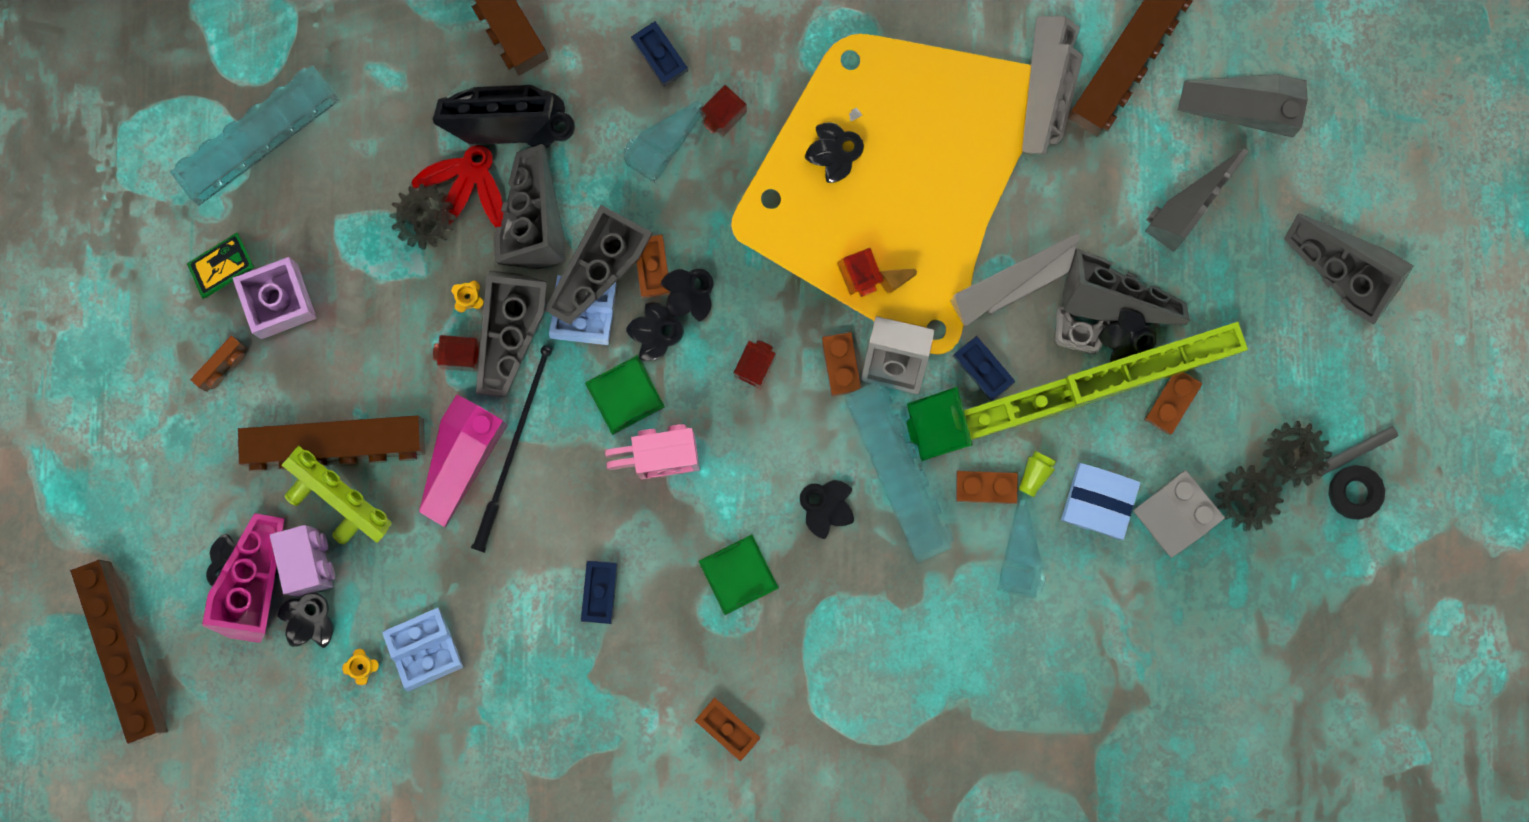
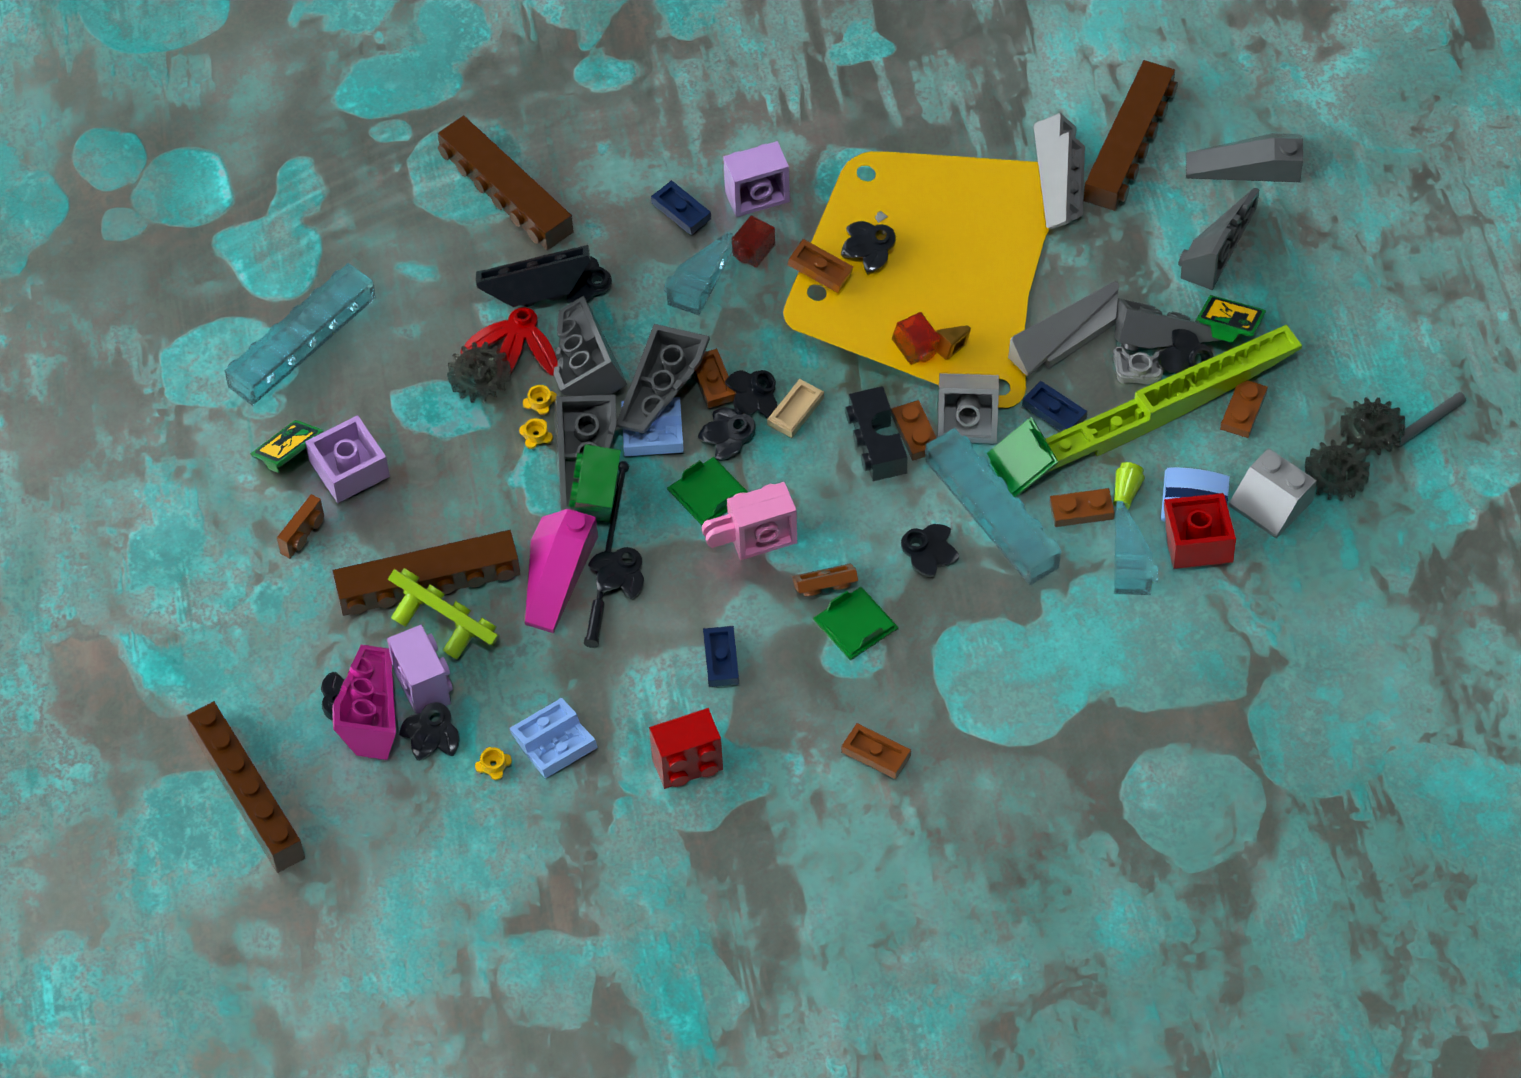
camera: 15 degrees left, 25 degrees down
(457, 353) = (536, 478): clear red brick -> none
(472, 251) = (539, 392): none -> yellow plate
(509, 384) = (597, 481): none -> green brick
(514, 478) = (616, 573): none -> black plate
(542, 700) = (686, 748): none -> red brick
(716, 524) = (836, 577): none -> dark orange plate
(728, 315) = (795, 408): none -> tan tile
(739, 39) = (756, 179): none -> lavender brick
(755, 363) = (831, 440): clear red brick -> none
(779, 173) = (820, 265): none -> dark orange plate
(797, 339) = (882, 454): none -> black arch
(1095, 546) = (1199, 531): none -> red slope
(1184, 300) = (1230, 318): none -> piece
(1356, 269) = (1388, 272): dark grey wedge -> none
(1370, 479) = (1435, 466): black tyre -> none

